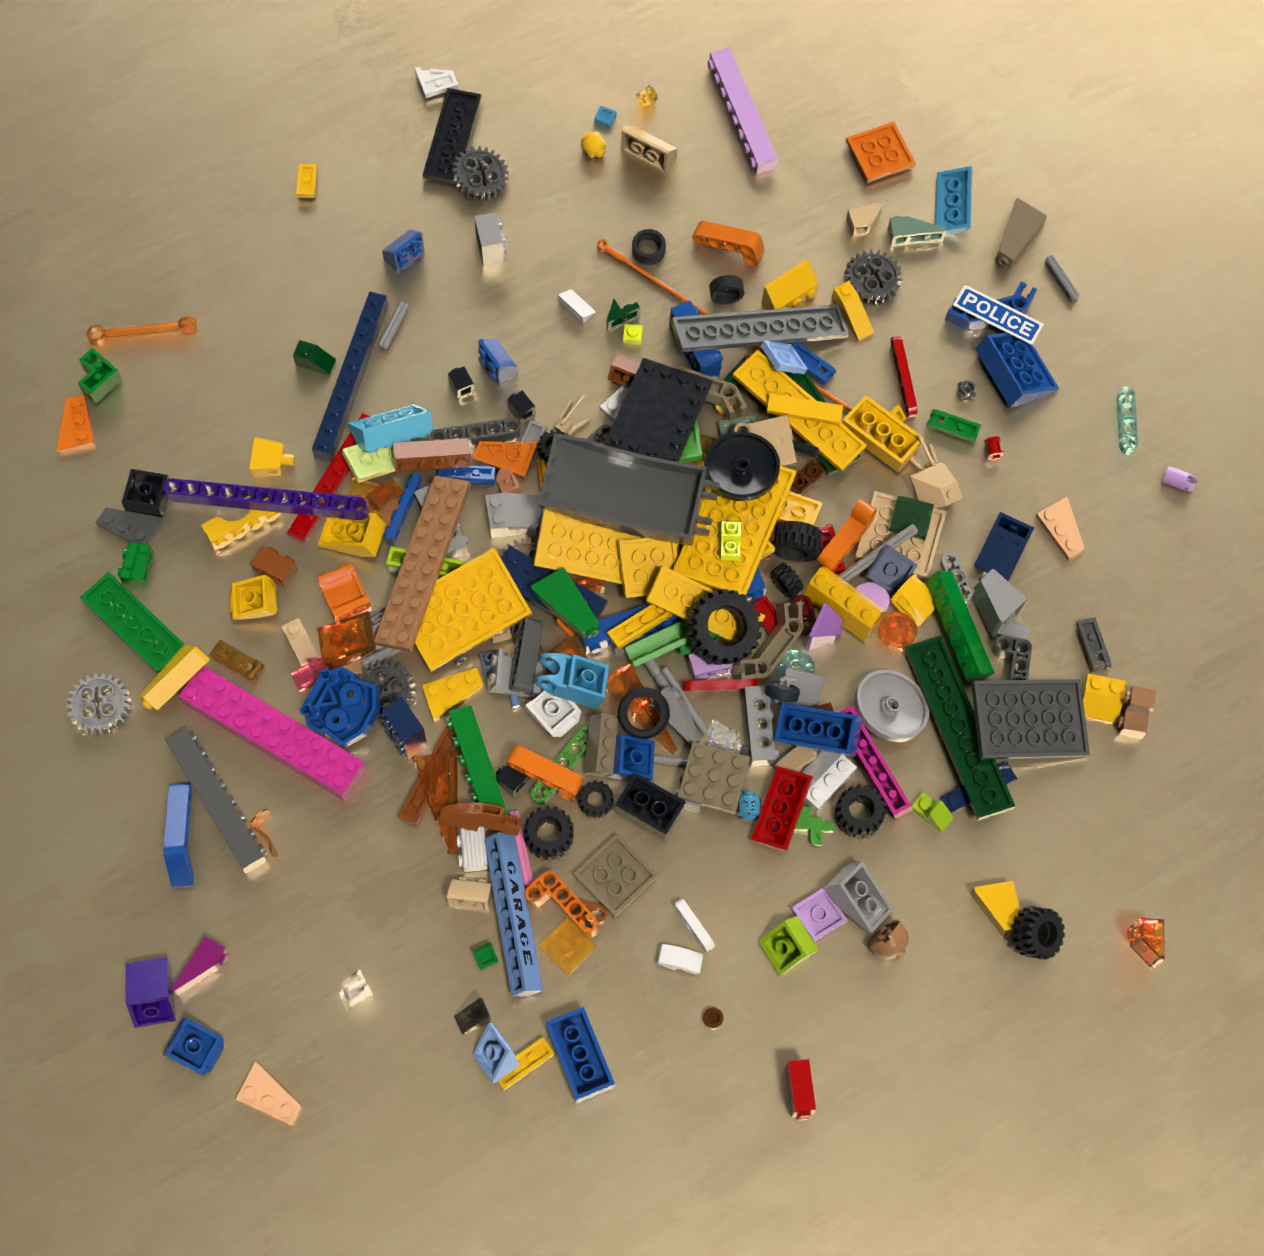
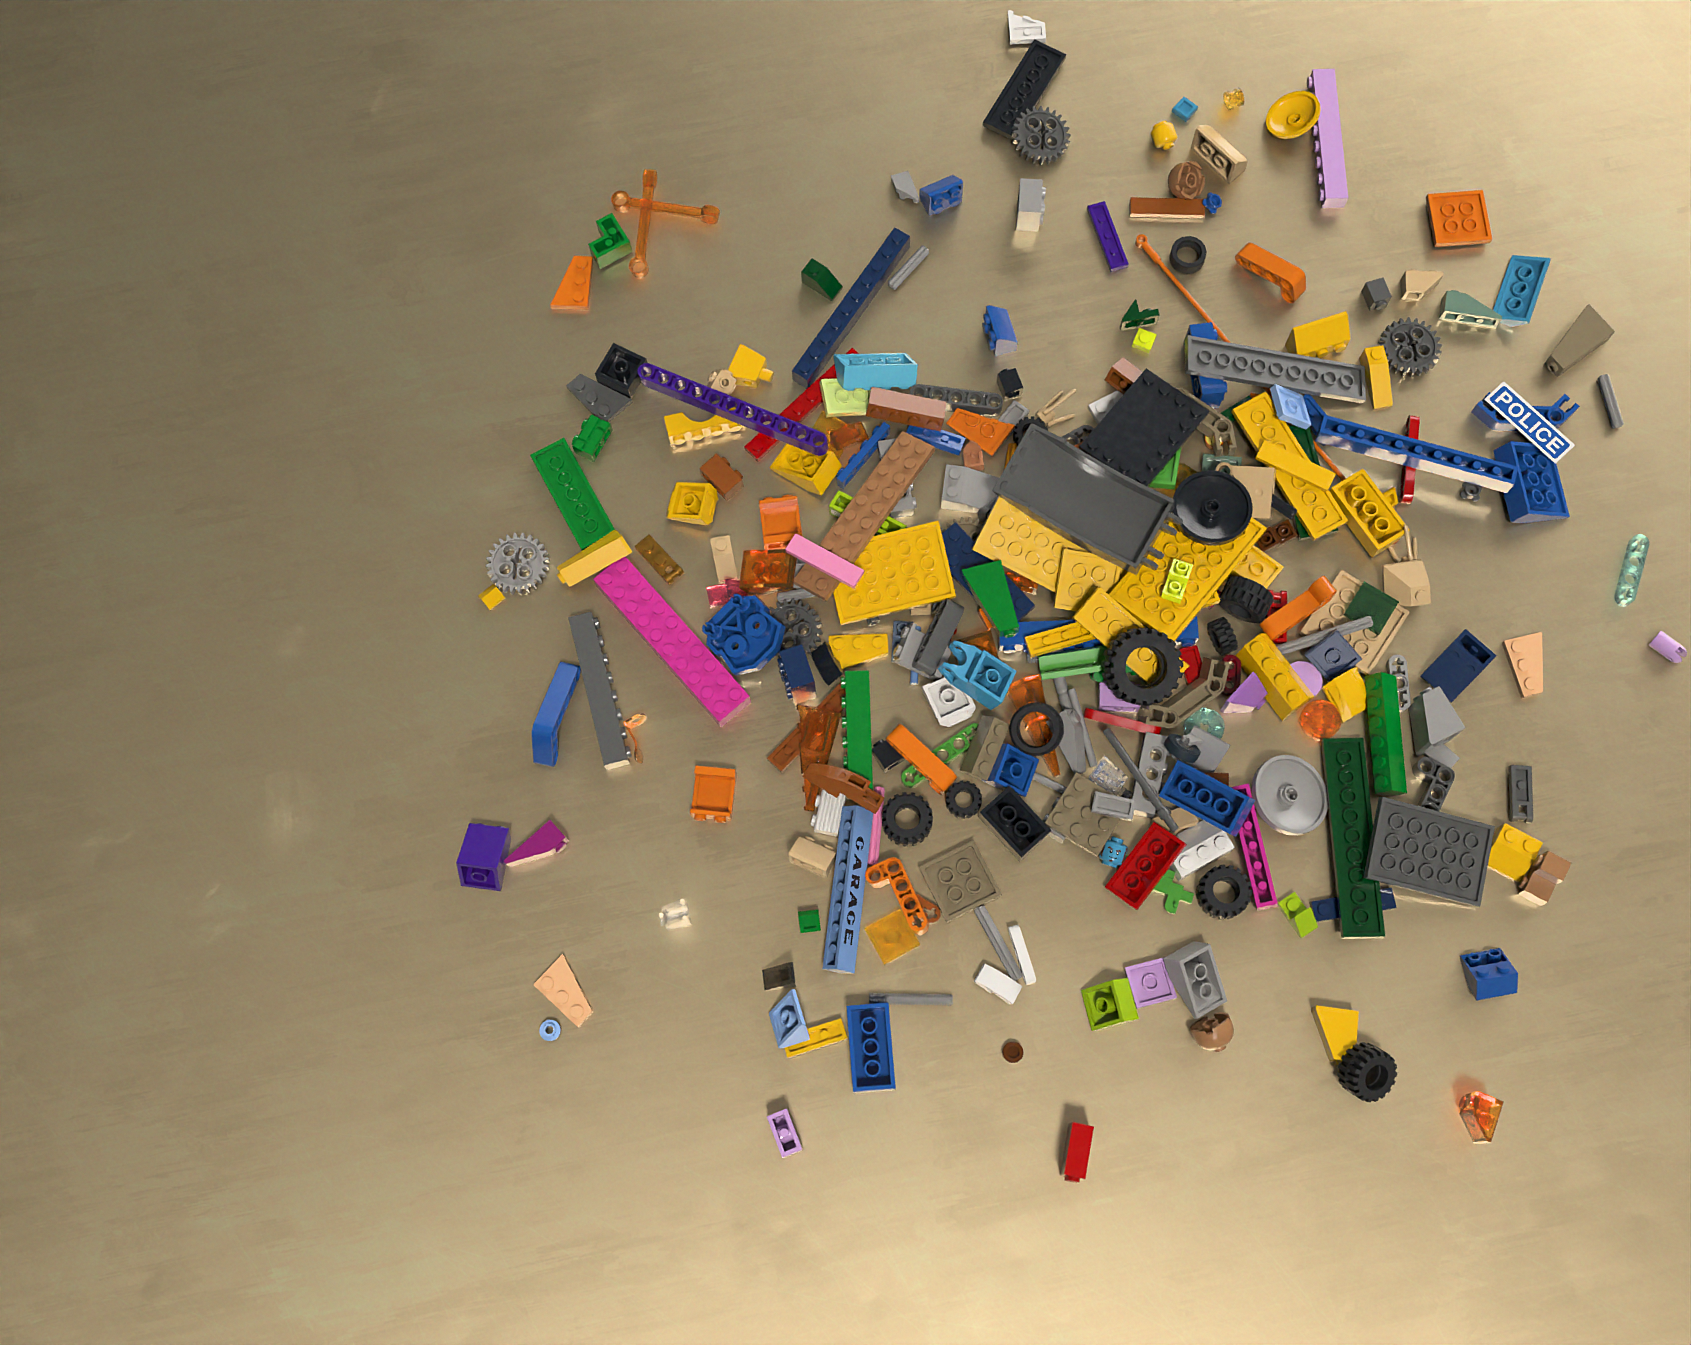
camera: 25 degrees right, 5 degrees up
(81, 742) = (491, 597): none -> yellow slope
(120, 310) = (649, 185): none -> clear orange piece
(194, 1047) = (509, 923): blue slope -> none
(248, 476) = (722, 381): none -> tan brick
(265, 1144) = (556, 1030): none -> light blue plate
(306, 181) = (867, 99): yellow plate -> none
(356, 865) = (713, 794): none -> orange panel
(366, 251) = (904, 186): none -> light grey slope
(398, 614) = (824, 561): none -> bright pink tile
(428, 711) = (826, 663): none -> black slope
(461, 382) = (957, 343): black brick -> none
(523, 1161) = (784, 1133): none -> lavender brick
(570, 249) = (1107, 236): none -> dark purple tile
(576, 305) = (1096, 296): white slope -> none
(605, 997) = (907, 998): none -> light grey axle
(616, 209) = (1166, 207): none -> dark orange tile
(626, 180) = (1186, 180): none -> medium nougat cylinder
(656, 194) = (1212, 202): none -> blue plate
(668, 921) = (998, 943): none -> light grey axle
(705, 97) = (1293, 114): none -> yellow dish
(726, 289) = (1253, 320): black tyre -> none
(736, 762) = (1113, 806): none -> light grey tile
(783, 754) = (1163, 812): none -> dark grey bar
(829, 237) = (1376, 294): none -> dark grey brick
(908, 368) = (1416, 454): none -> blue brick
(953, 425) = (1445, 525): green plate -> none
(994, 448) = (1480, 561): red bush -> none
(1116, 812) = (1489, 974): none -> blue slope

